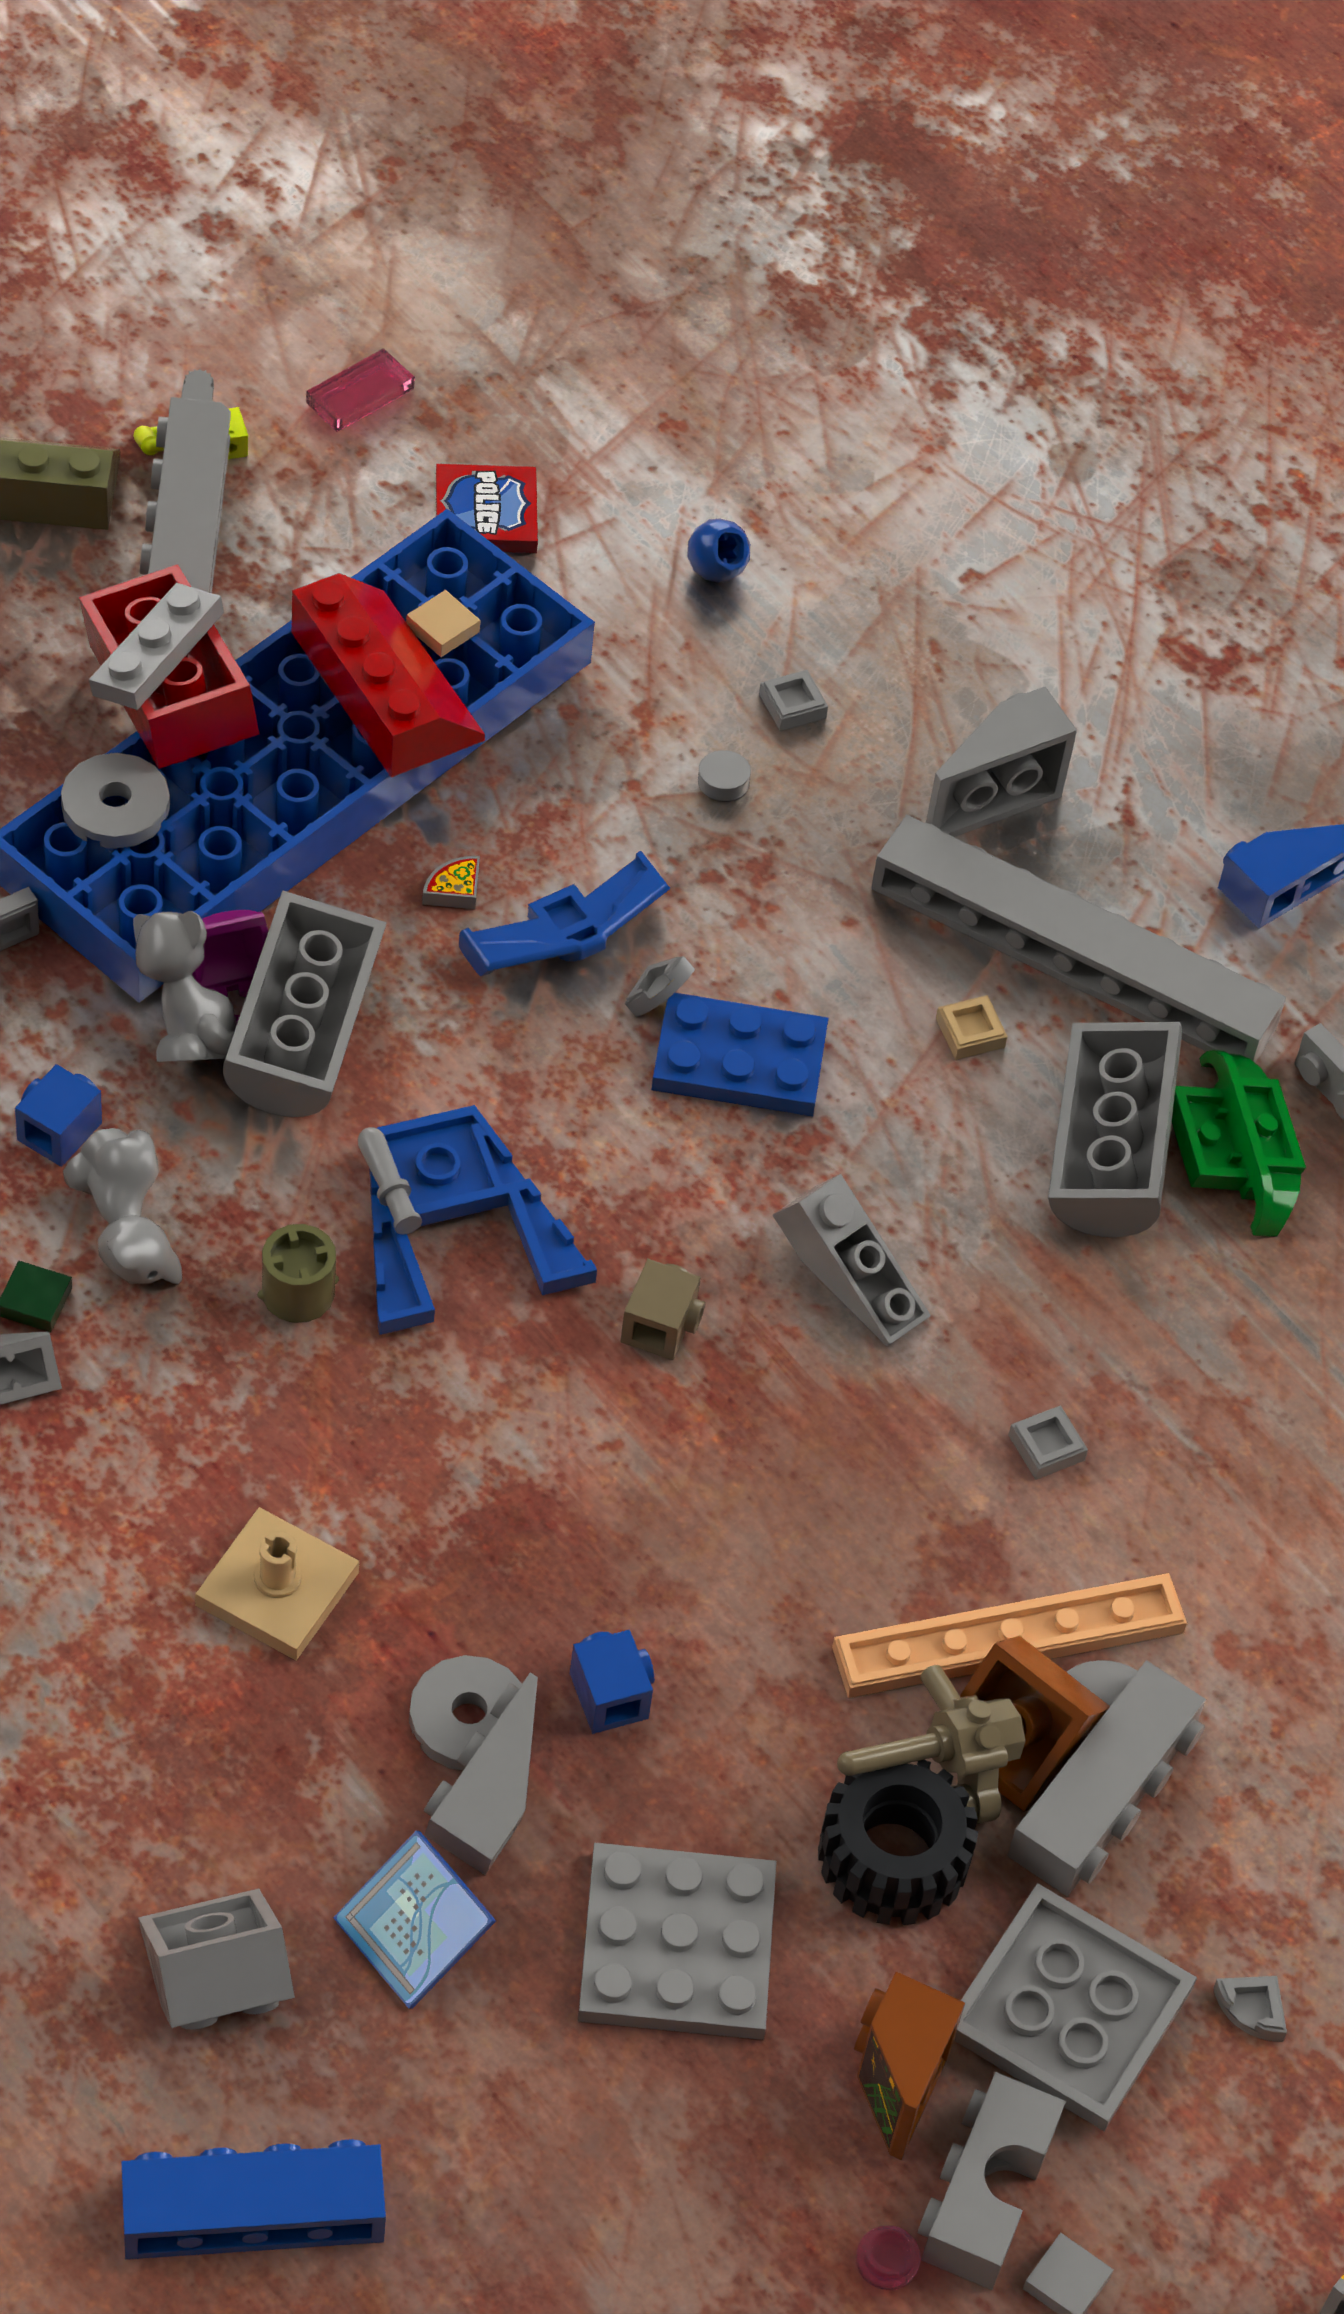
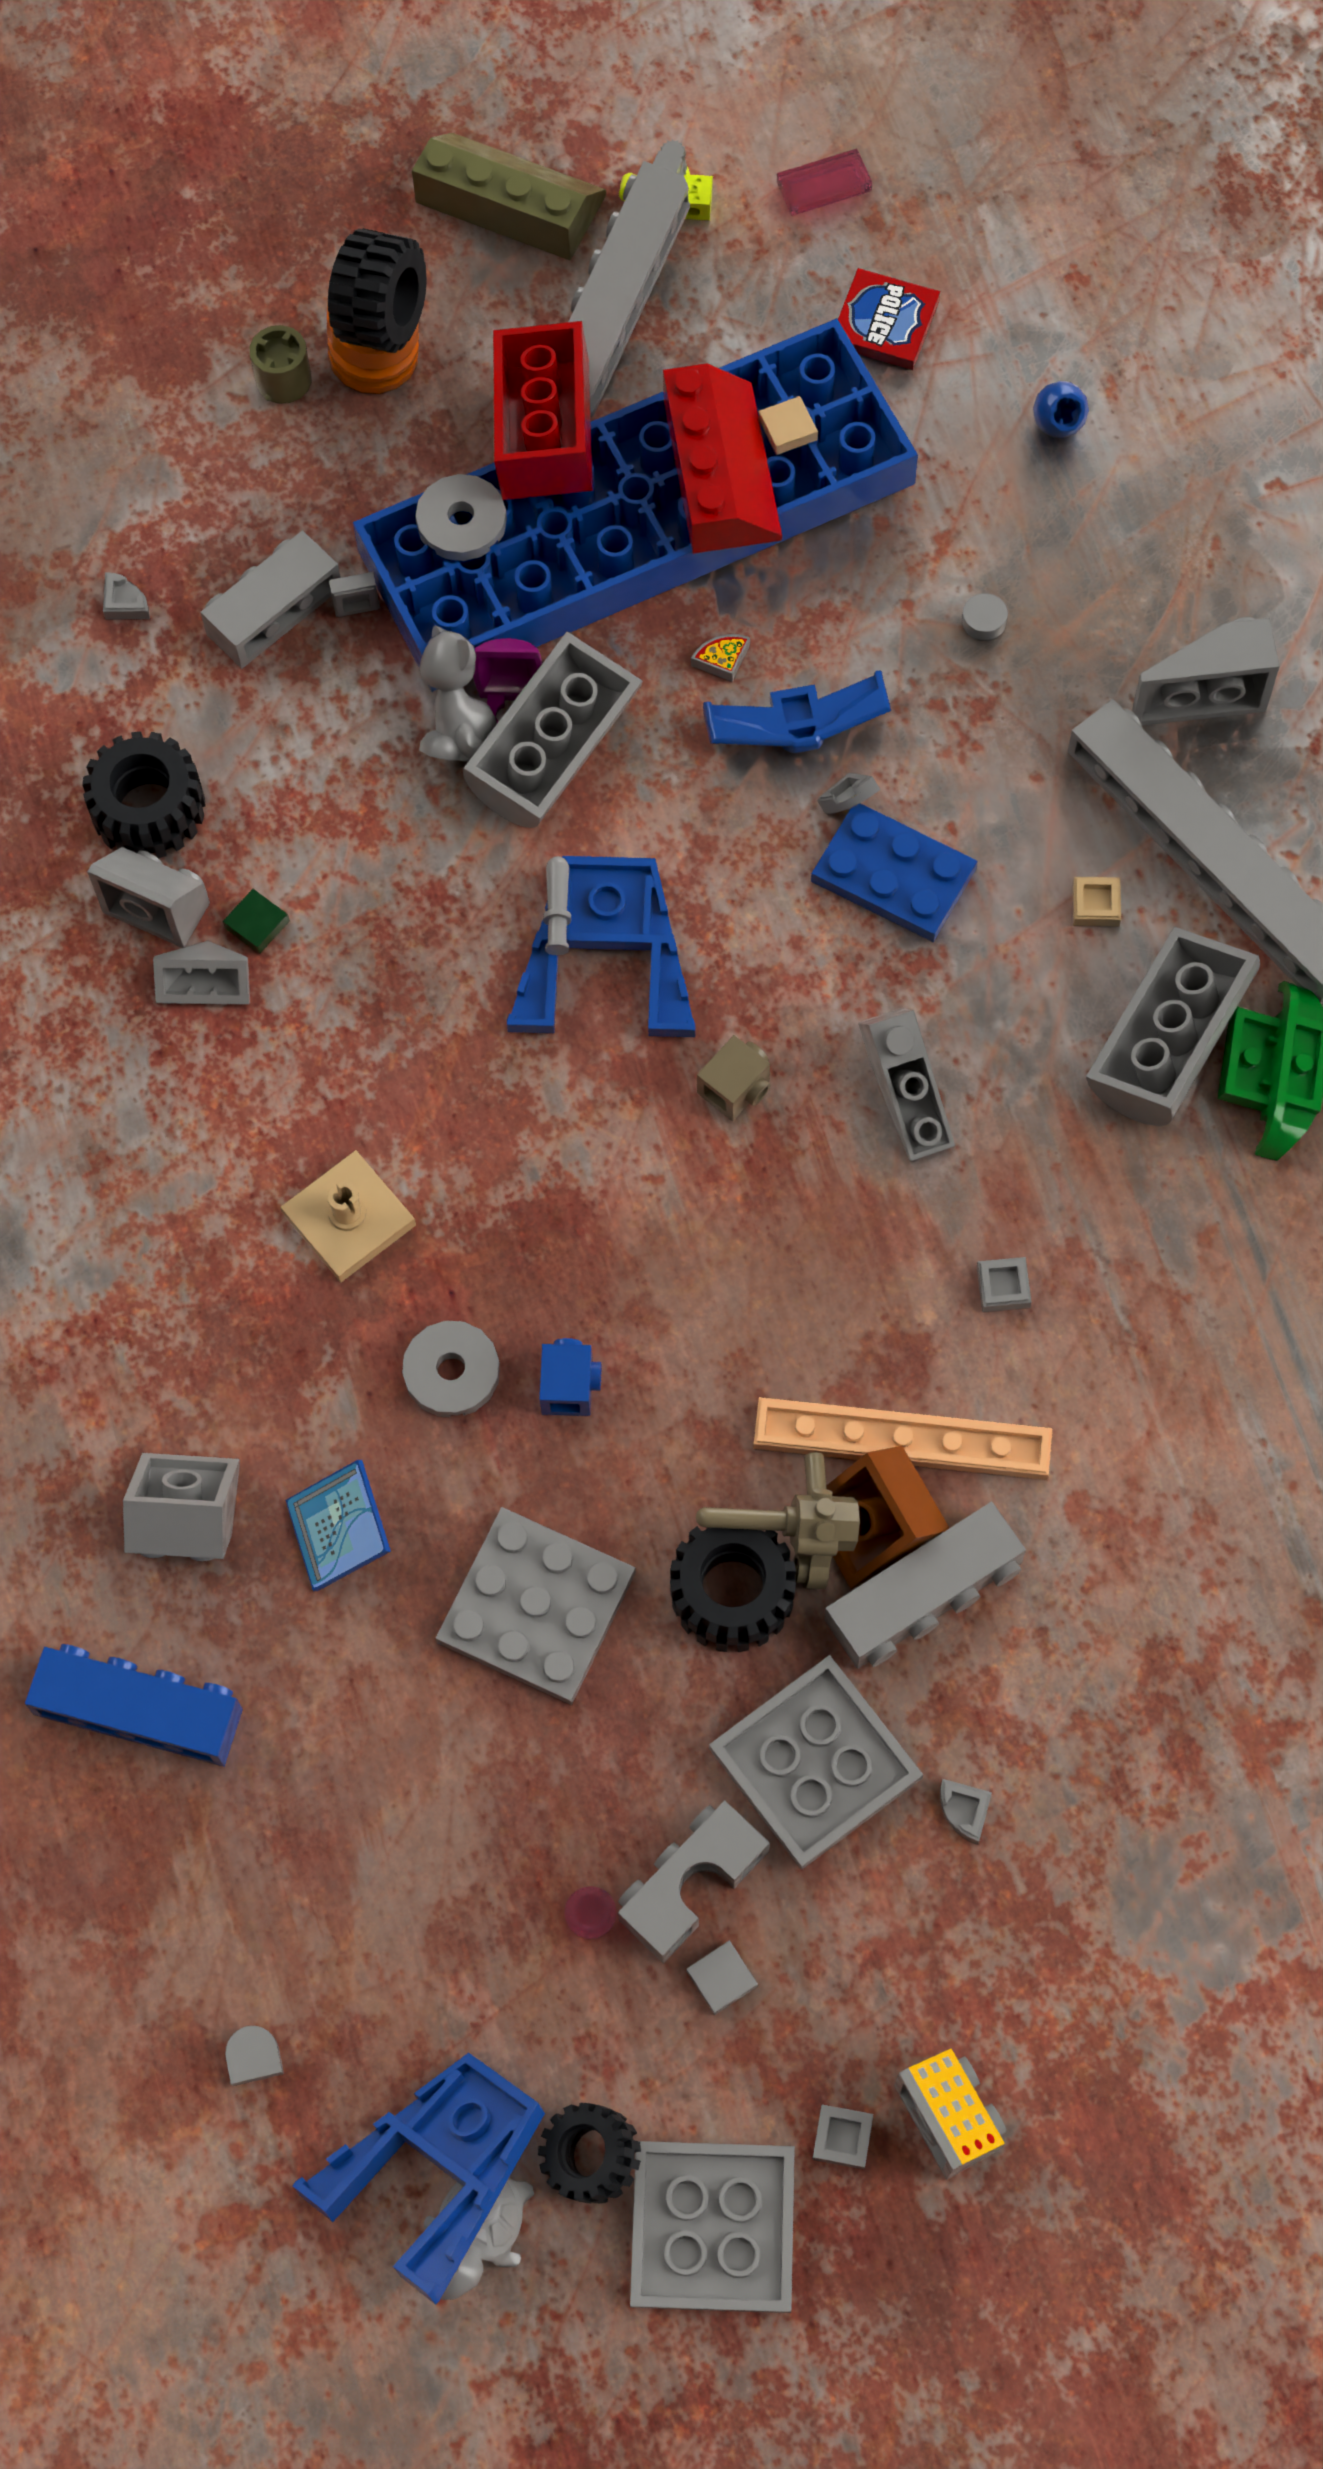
camera: 30 degrees right, 15 degrees up
(58, 1114) = (329, 772): blue brick -> none
(118, 1174) = (350, 839): light grey animal -> none
(156, 646) = (528, 395): light grey plate -> none
(298, 1273) = (459, 963): olive piece -> none
(491, 1793) = (433, 1443): light grey slope -> none
(793, 700) = (1071, 562): light grey tile -> none
(904, 2051) = (662, 1763): dark orange slope -> none
(1103, 1678) = (956, 1501): light grey tile -> none

